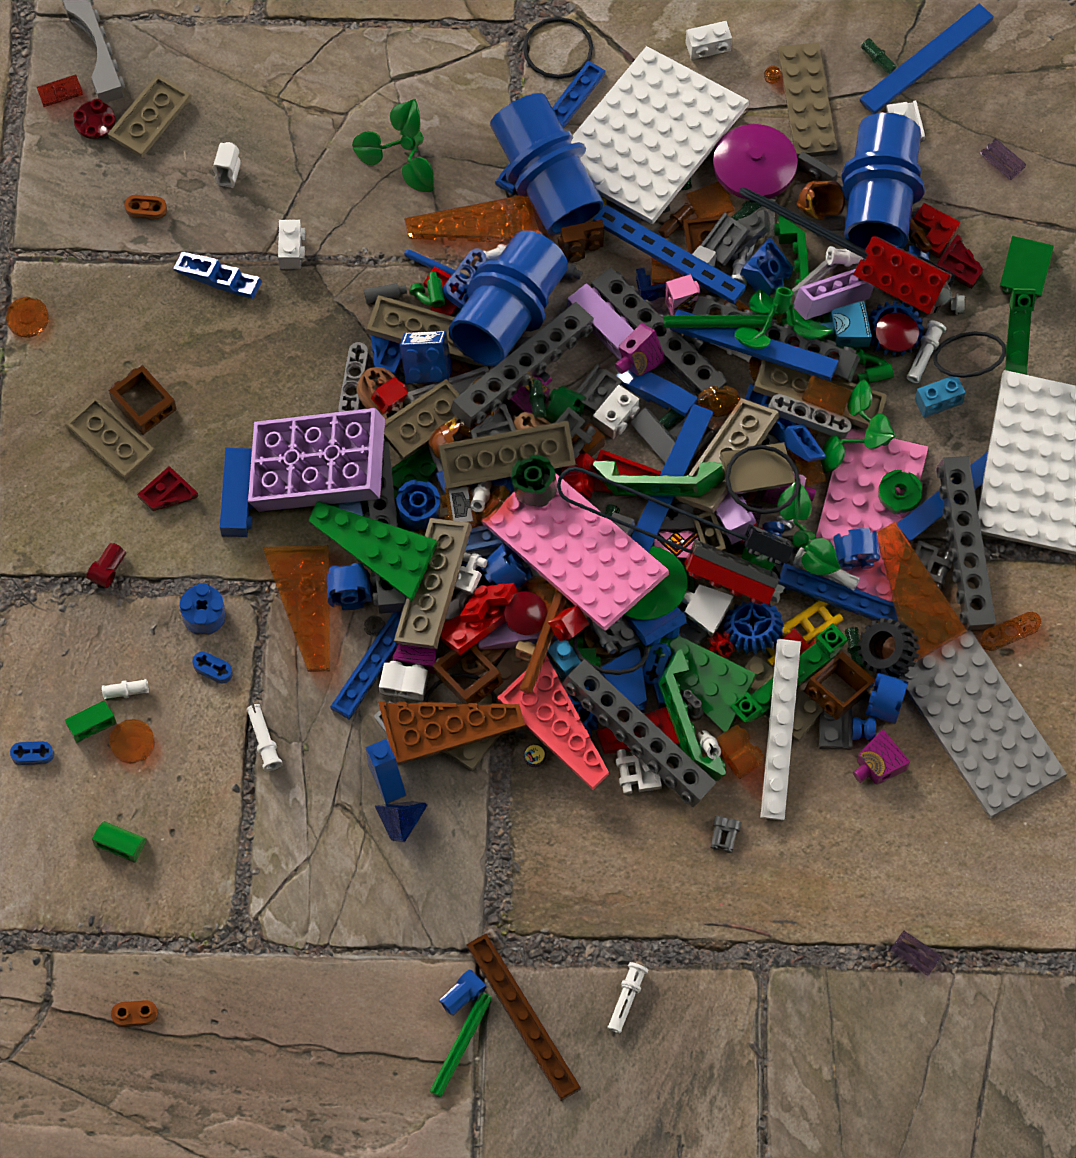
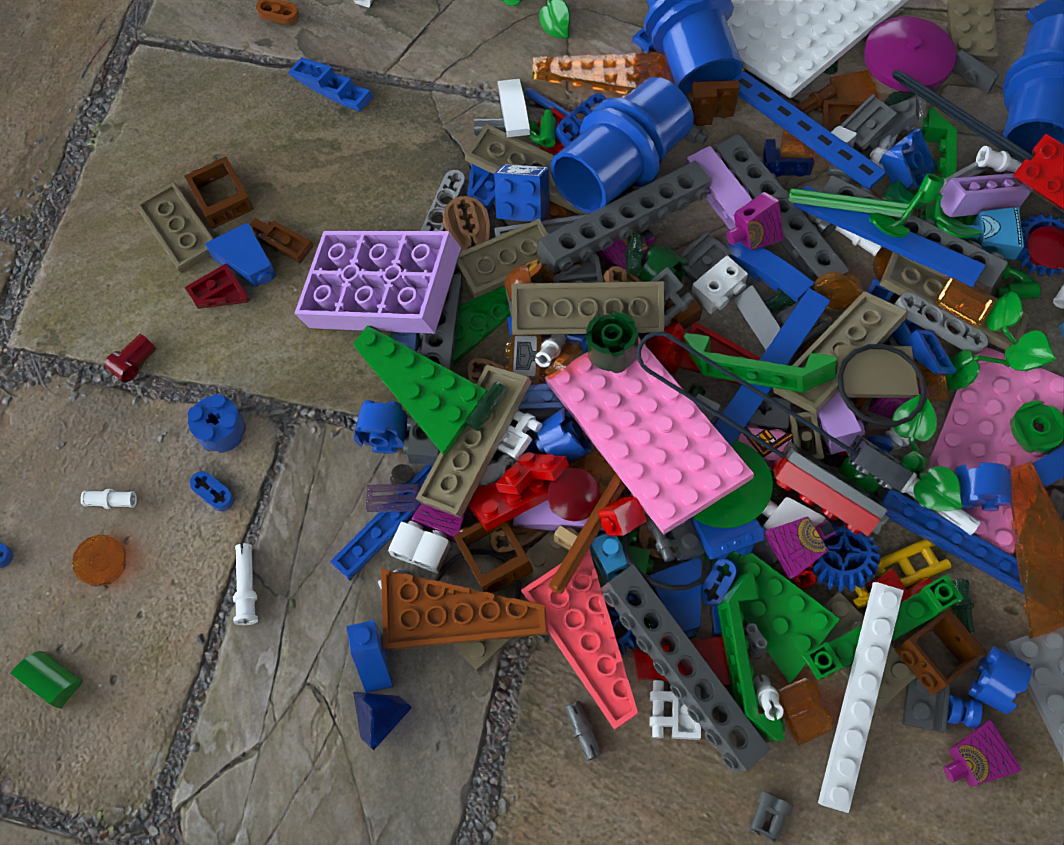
camera: 15 degrees right, 0 degrees up
(27, 317) = (131, 96): clear orange tile -> none
(90, 721) = (60, 529): green panel -> none
(182, 455) = (242, 255): none -> blue slope
(212, 433) = (282, 239): none -> reddish brown hinge
(235, 491) = (280, 323): blue brick -> none
(290, 244) = (409, 64): white brick -> none
(302, 586) = (331, 420): clear orange wing -> none
(373, 652) = (392, 507): none -> clear purple tile
(389, 395) = (474, 226): red brick -> none
(398, 273) = (513, 108): none -> white slope
(427, 500) = (477, 346): blue brick -> none
(438, 553) = (485, 406): none -> clear green axle
(534, 755) = (553, 666): tile -> none
(568, 798) = (583, 731): none -> dark grey pin
(681, 294) = (812, 170): bright pink brick -> none
(714, 620) = (799, 543): none -> magenta torso
(821, 199) = (980, 97): dark orange helmet -> none
(873, 642) = (1033, 615): black tyre -> none

